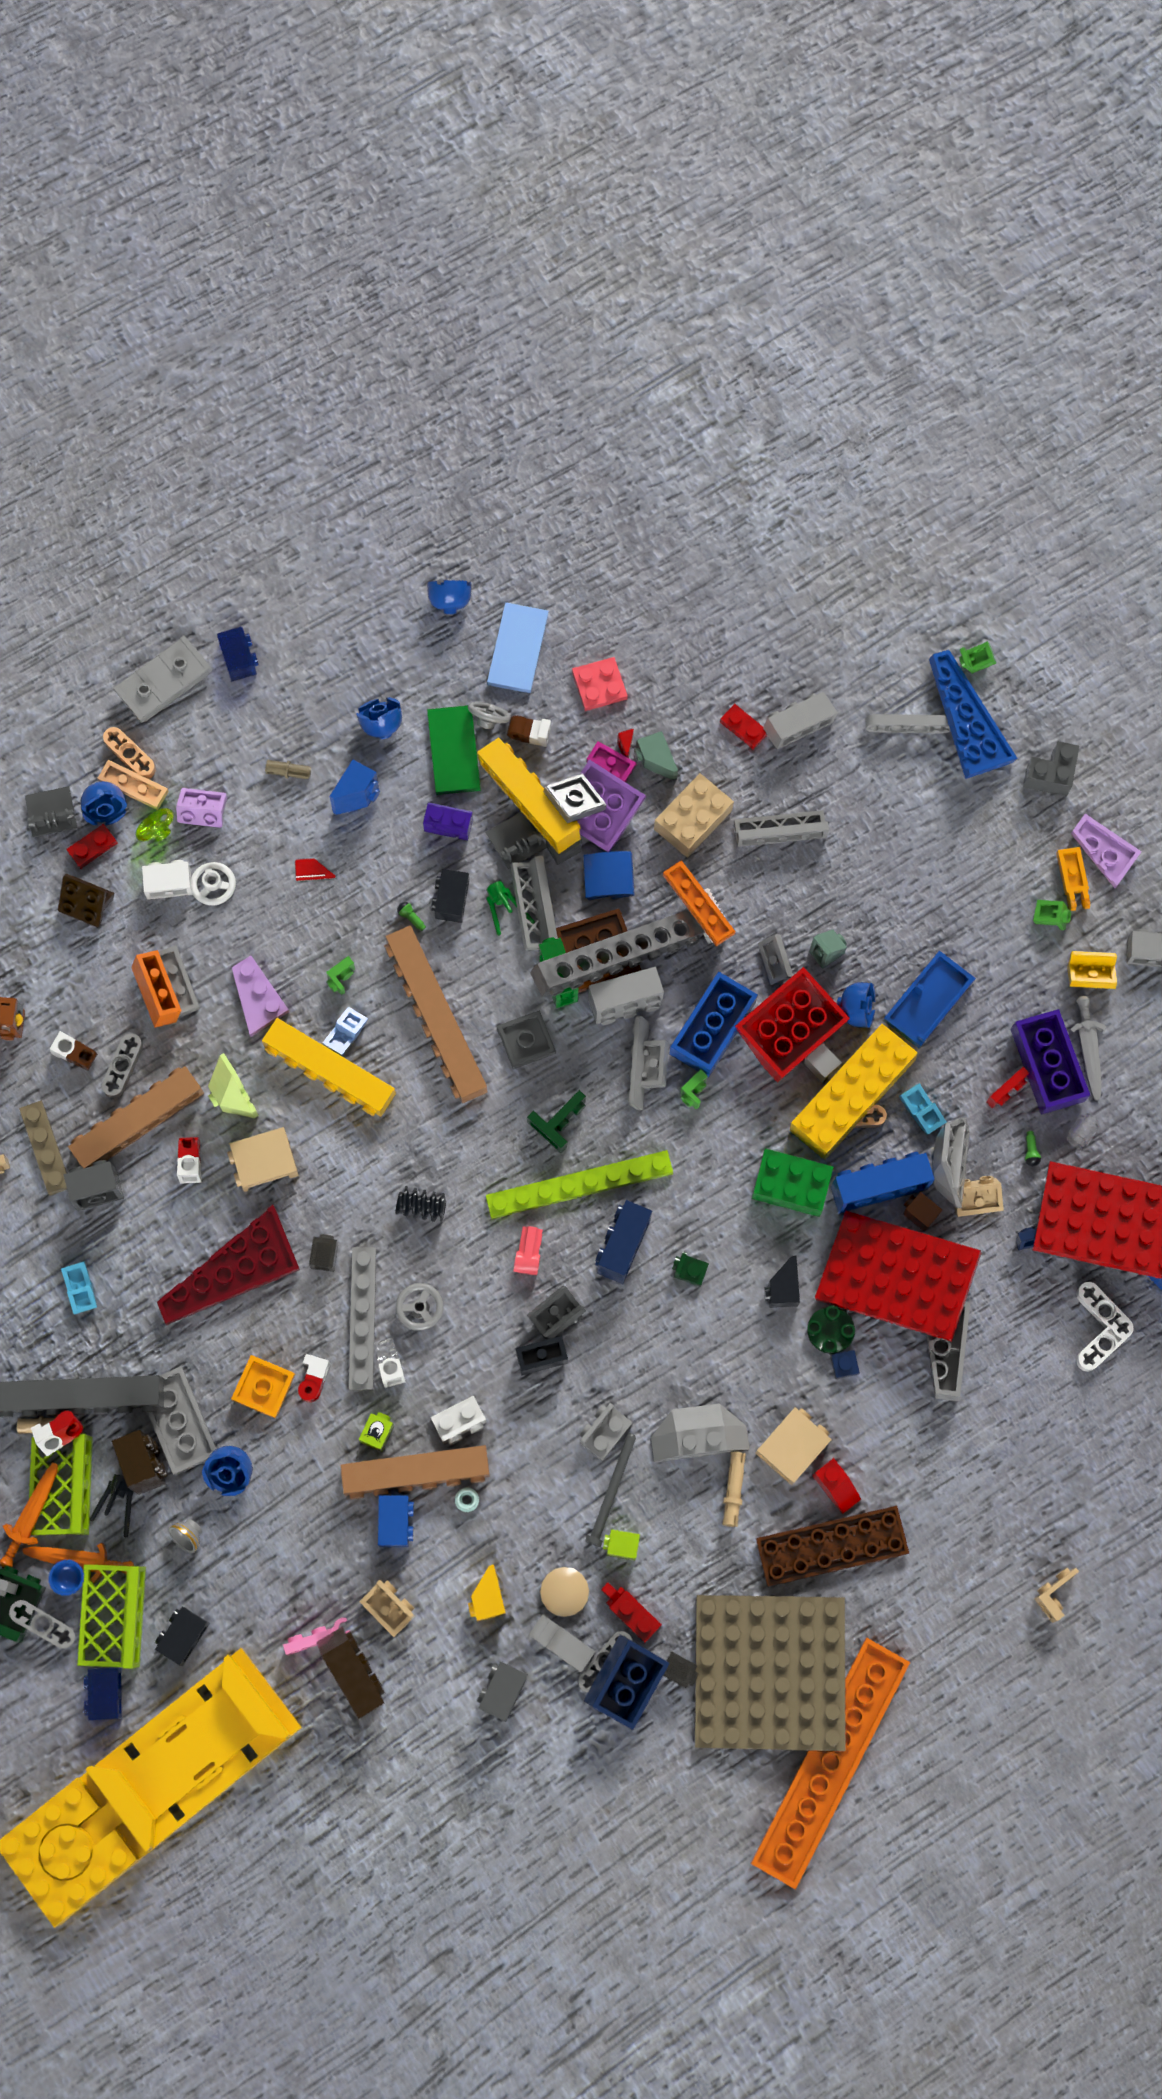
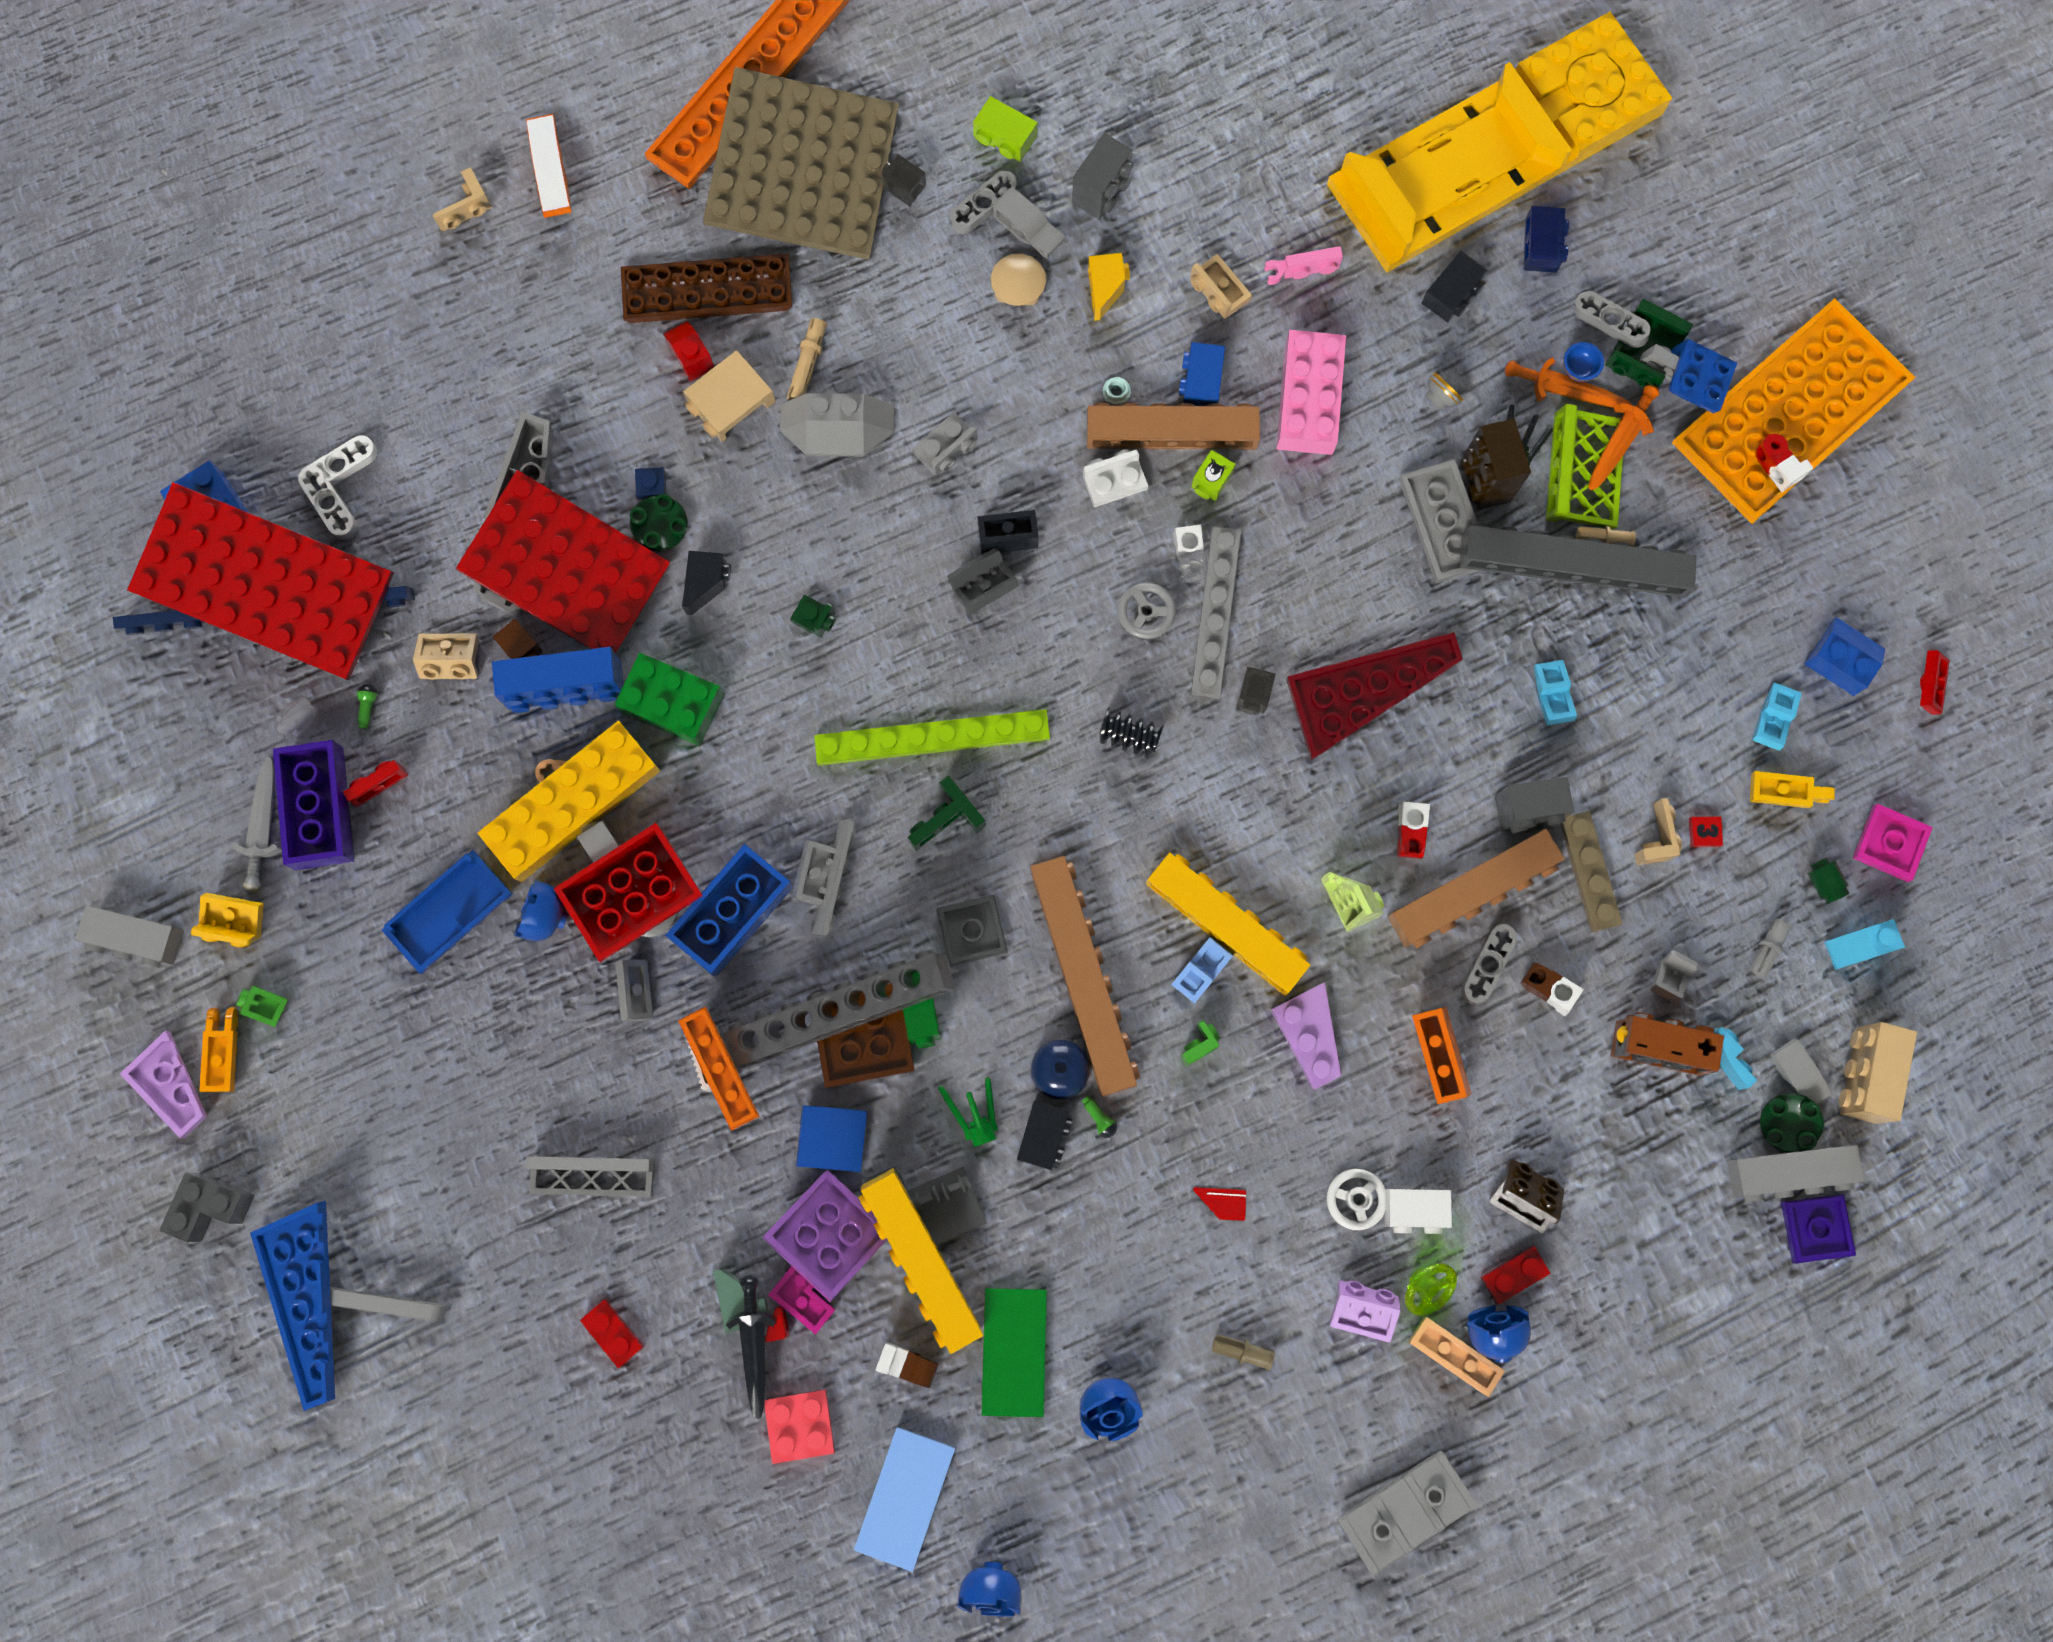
camera: 170 degrees left, 5 degrees up
(50, 811) = (1569, 1333): dark grey hinge -> none
(57, 1432) = (1589, 514): leg -> none
(126, 744) = (1466, 1431): light nougat beam -> none
(132, 1619) = (1509, 317): lime fence -> none
(179, 980) = (1411, 1067): light grey plate -> none
(228, 1470) = (1390, 453): blue cylinder -> none
(236, 653) = (1299, 1539): clear blue brick -> none
(262, 1158) = (1320, 815): tan panel -> none
(263, 1386) = (1341, 546): light orange plate -> none
(300, 1517) = (1311, 392): none -> bright pink brick
(315, 1377) = (1284, 538): leg -> none
(351, 1671) = (1270, 211): dark brown brick -> none
(355, 789) = (1155, 1303): blue slope -> none
(445, 945) = (1060, 1069): none -> dark blue cylinder
(448, 821) = (1035, 1242): dark purple brick -> none
(488, 714) = (961, 1391): light grey piece -> none
(528, 1256) = (1007, 655): coral piece -> none
(541, 900) = (925, 1109): light grey fence -> none
(574, 798) = (859, 1239): tile -> none
(596, 1733) = (1005, 128): none -> lime piece
(611, 1492) = (975, 329): dark grey bar -> none
(621, 1544) = (945, 316): lime brick -> none
(623, 1241) = (888, 649): dark blue brick -> none
(625, 996) = (834, 959): light grey brick -> none
(626, 1682) = (963, 167): dark blue brick -> none
(631, 1612) = (946, 249): red hinge -> none
(642, 733) = (753, 1343): none -> black sword
(693, 815) = (703, 1206): tan brick -> none
(694, 1085) = (768, 838): bright green bracket -> none
(800, 720) = (532, 1328): light grey brick -> none
(827, 947) = (561, 994): sand green slope -> none
(922, 1109) = (489, 773): medium azure slope -> none
(950, 1160) = (469, 693): light grey wedge -> none
(977, 657) = (266, 1392): bright green bracket -> none
(991, 1638) = (548, 166): none -> white slope

